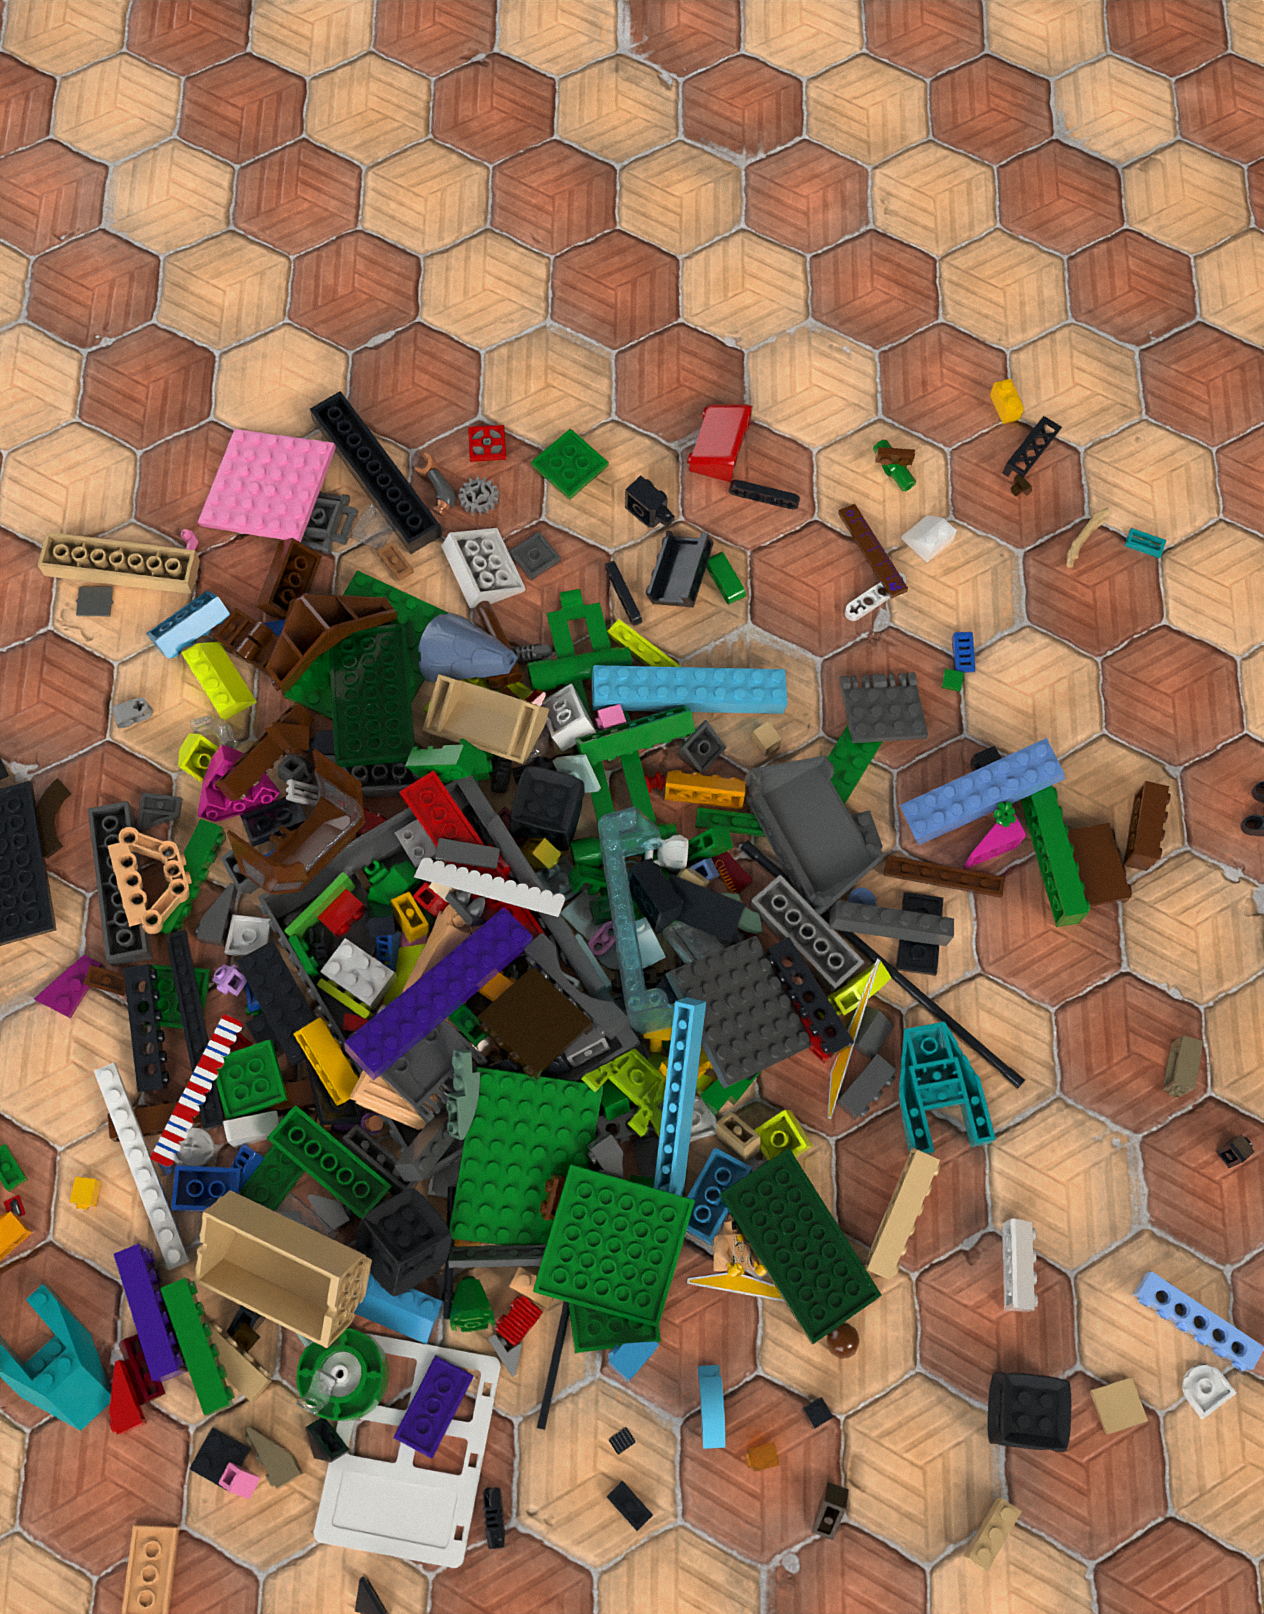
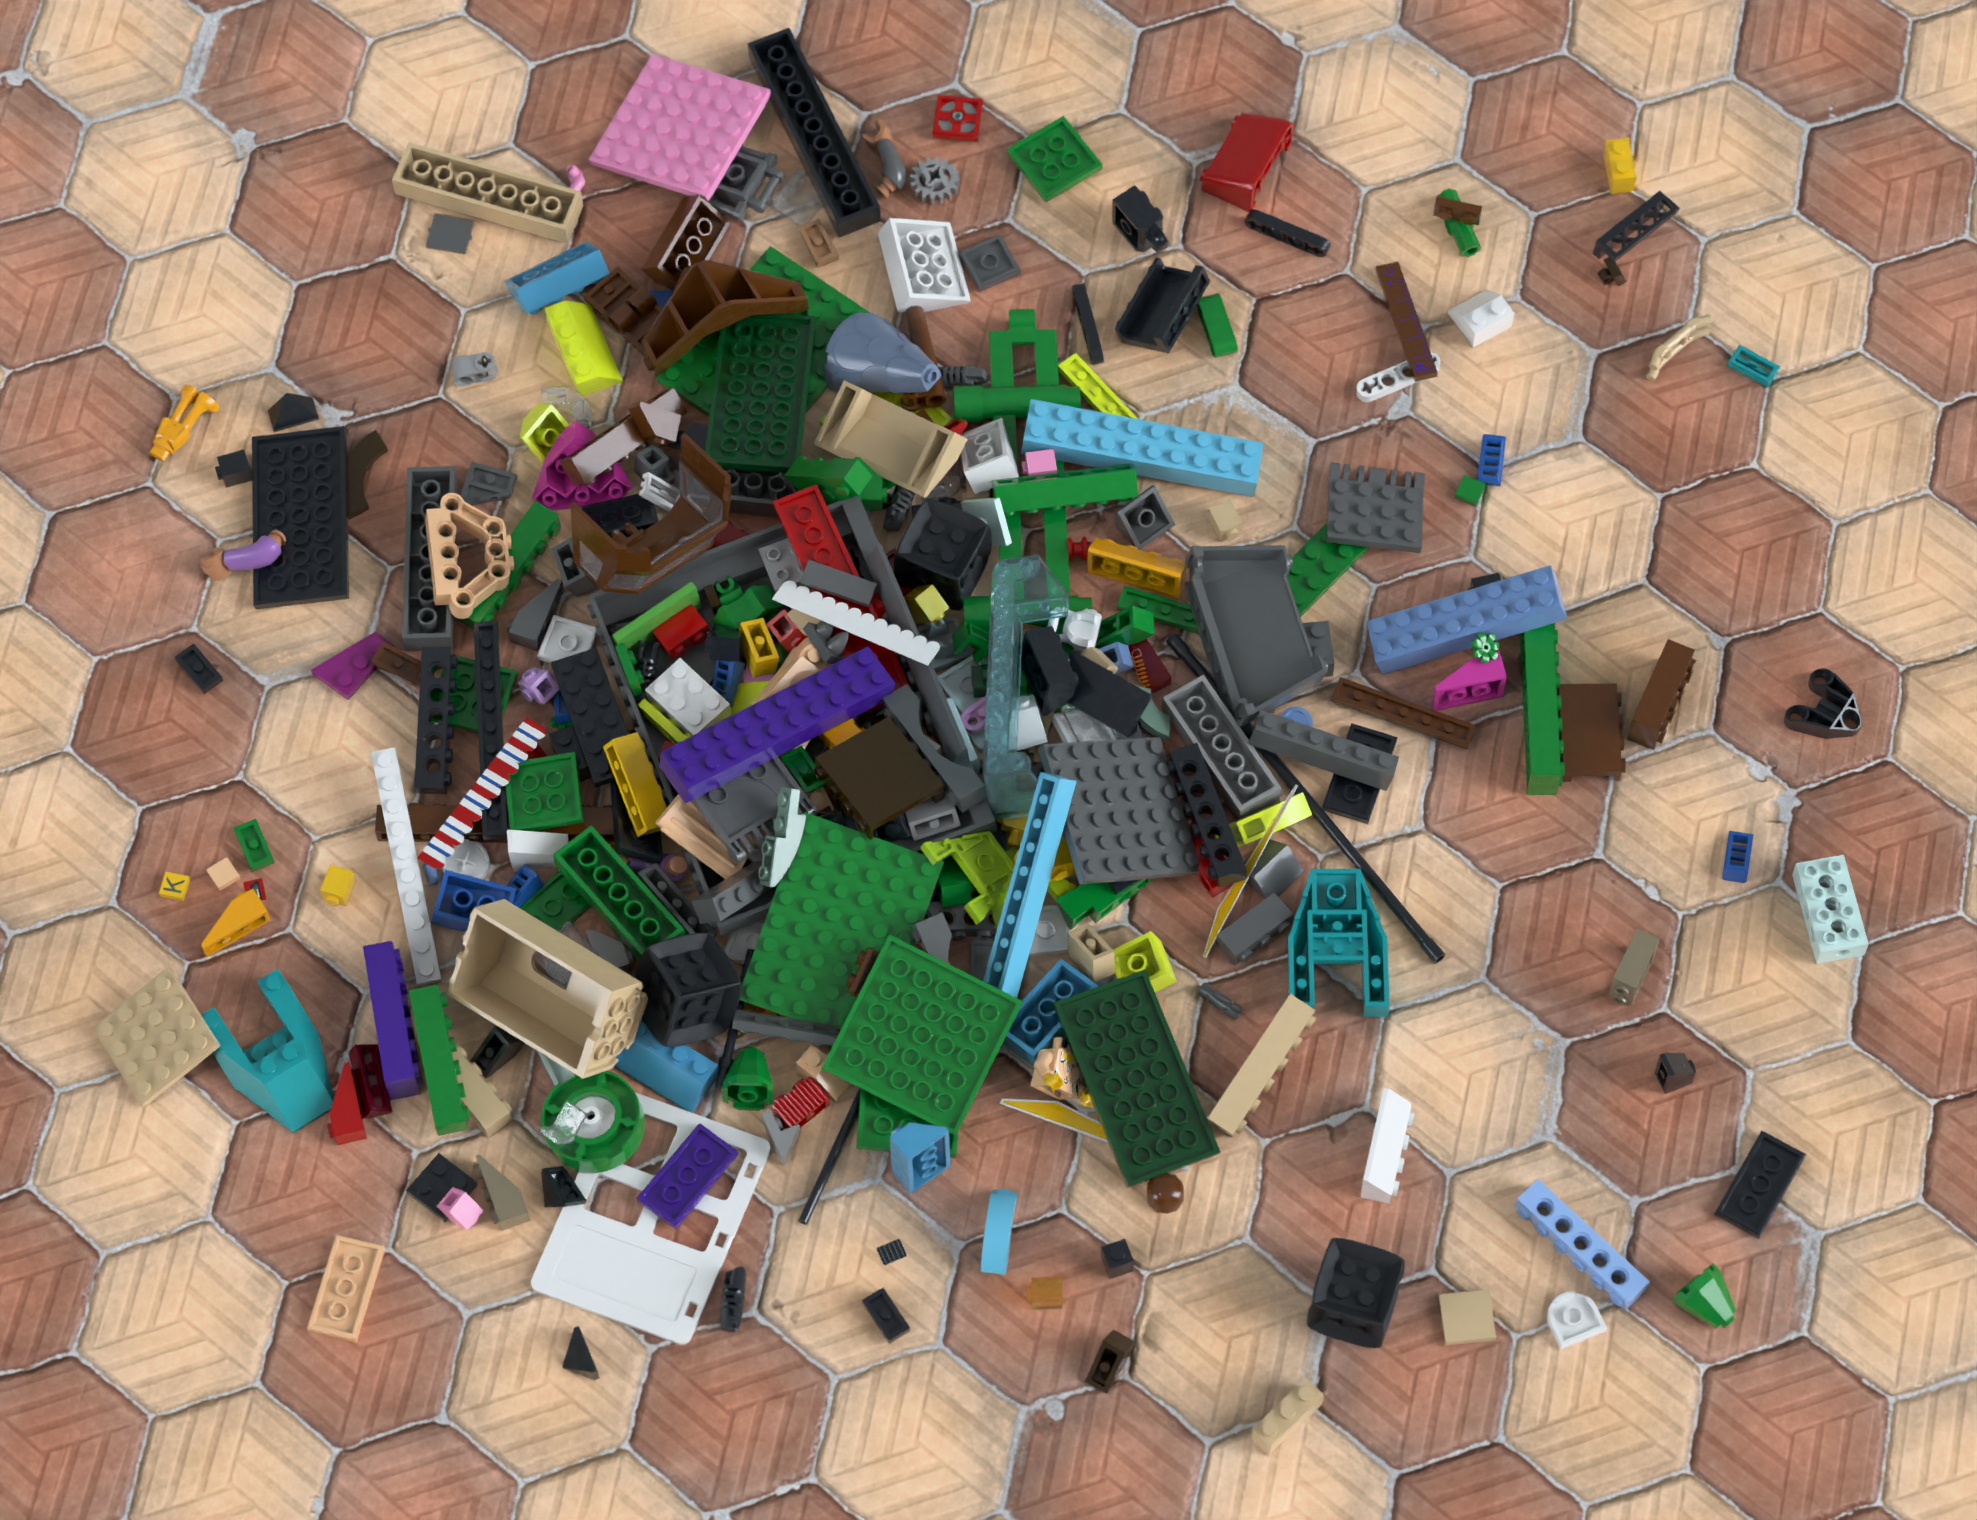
camera: 15 degrees right, 5 degrees down
(246, 1337) = (492, 1065): dark brown tile -> none
(850, 1155) = (1219, 1001): none -> dark grey axle
(1236, 963) = (1734, 870): none -> blue slope

